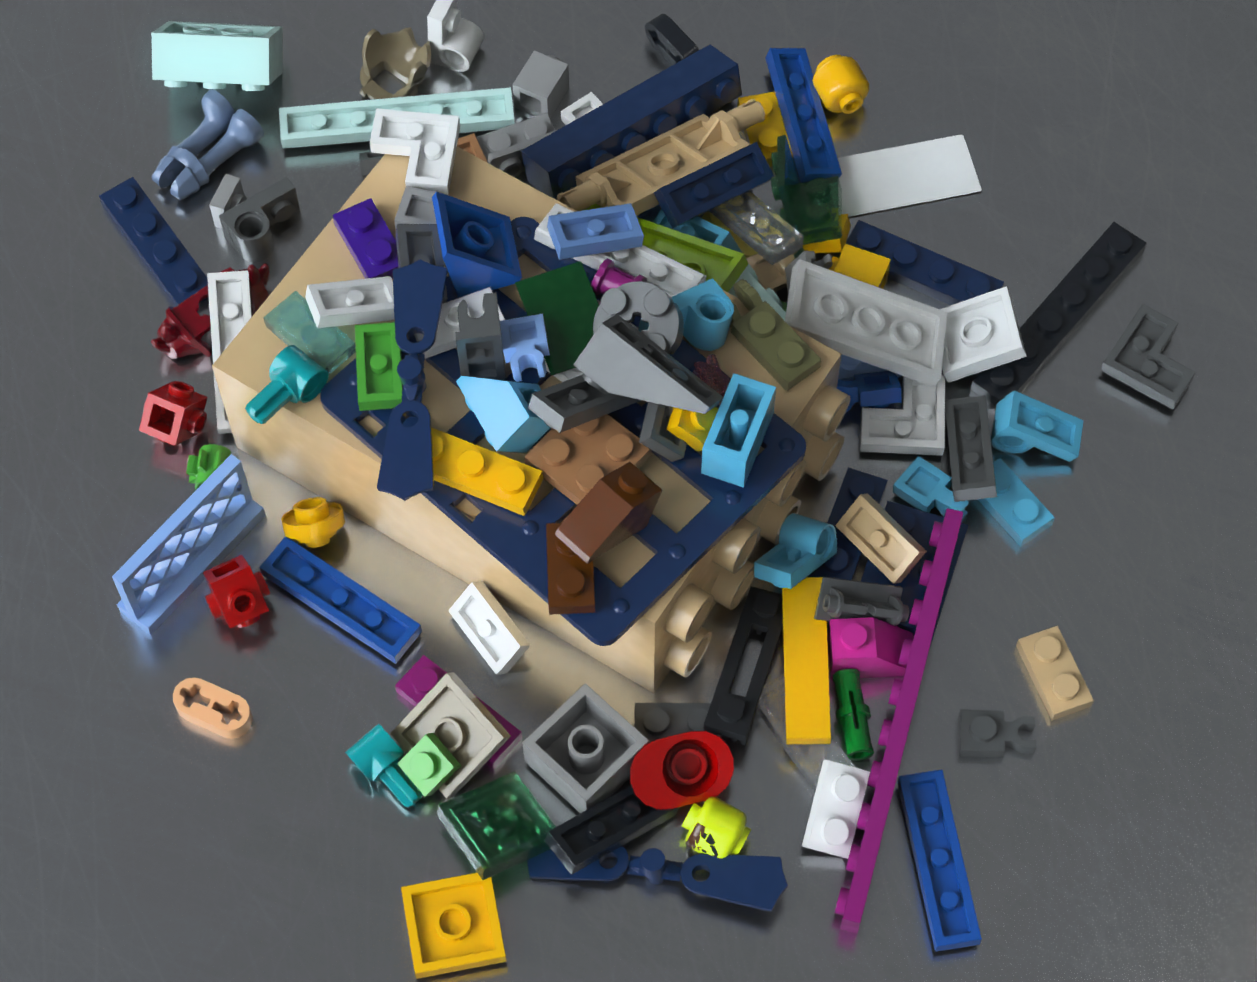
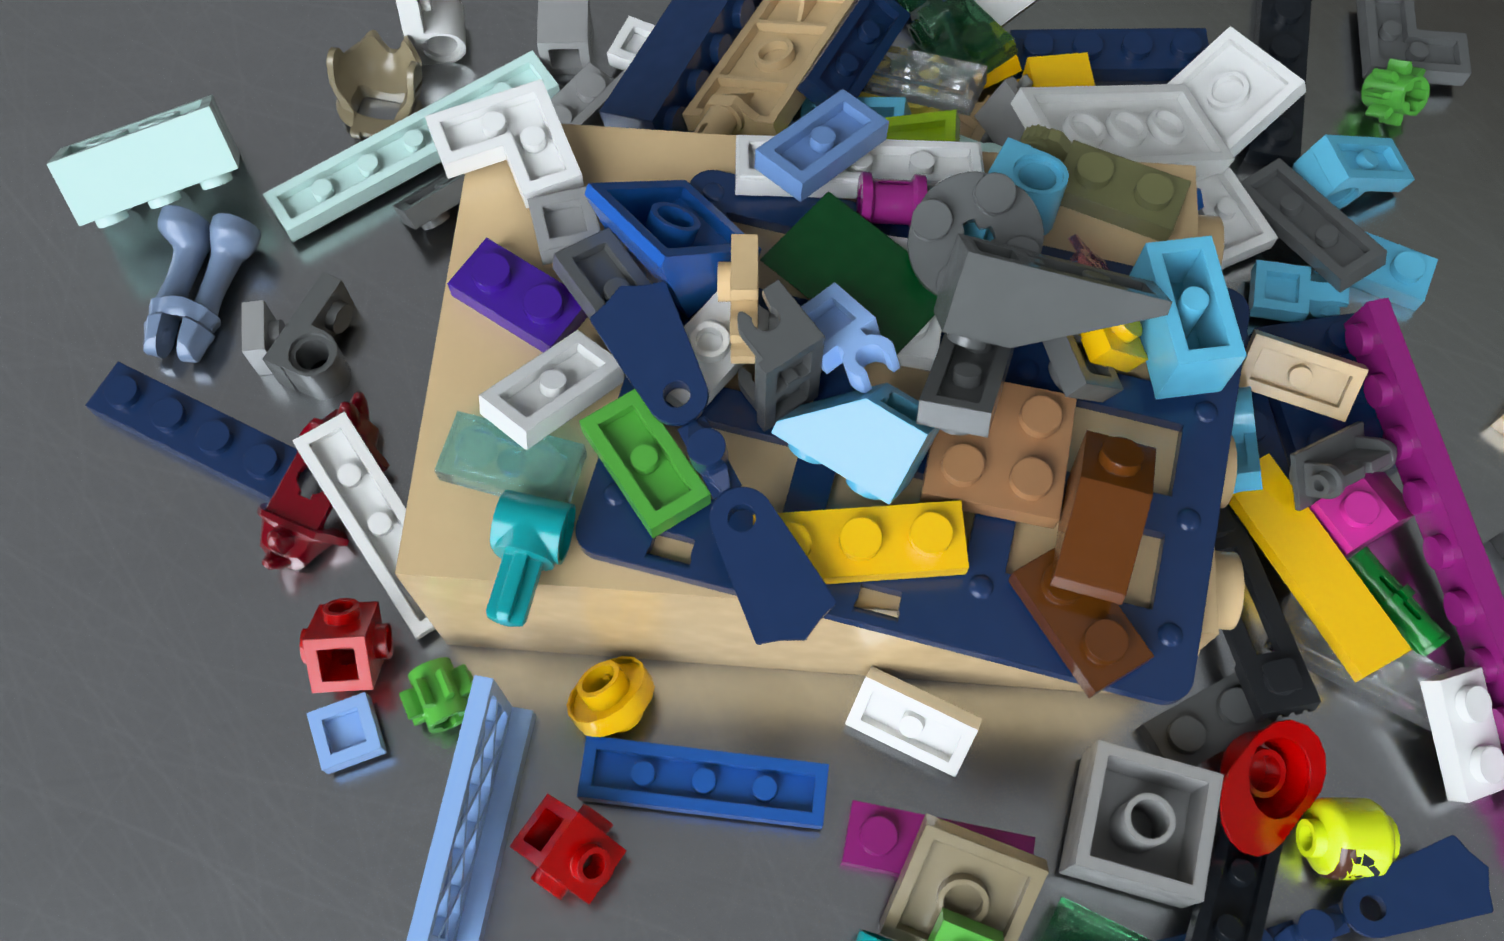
camera: 30 degrees left, 5 degrees up
(147, 466) = (346, 733): none -> light blue plate
(496, 279) = (740, 285): none -> tan plate
(1113, 386) = (1395, 92): none -> bright green gear

